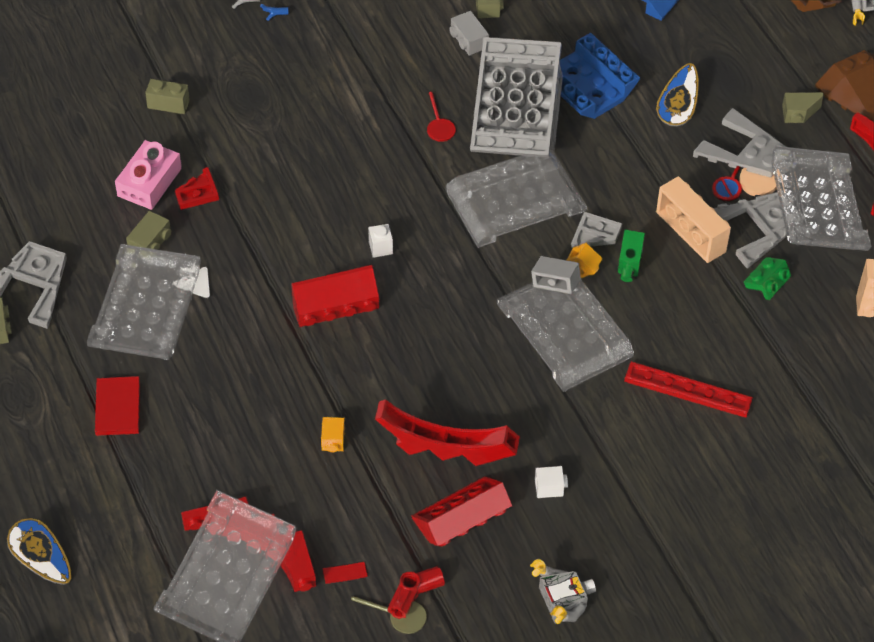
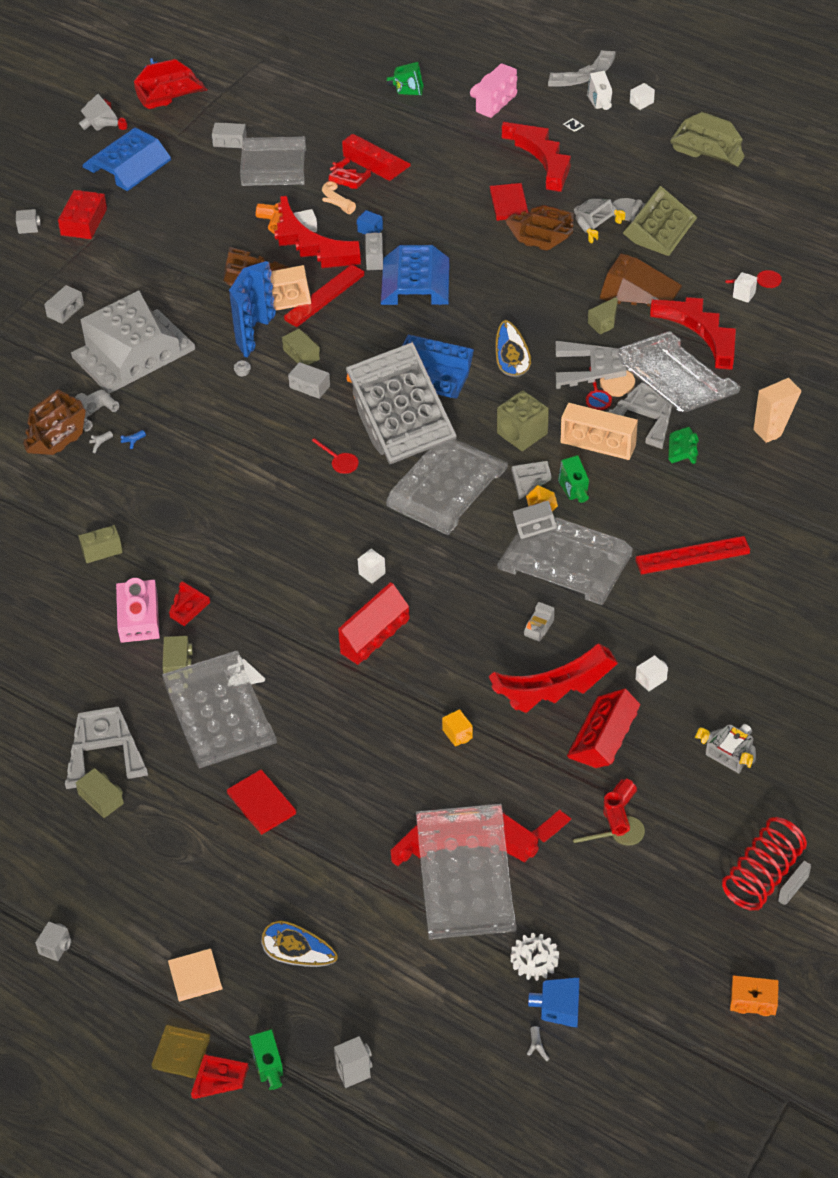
camera: 30 degrees left, 5 degrees down
(487, 376) = (540, 622): none -> light grey leg
(629, 171) = (522, 420): none -> olive brick

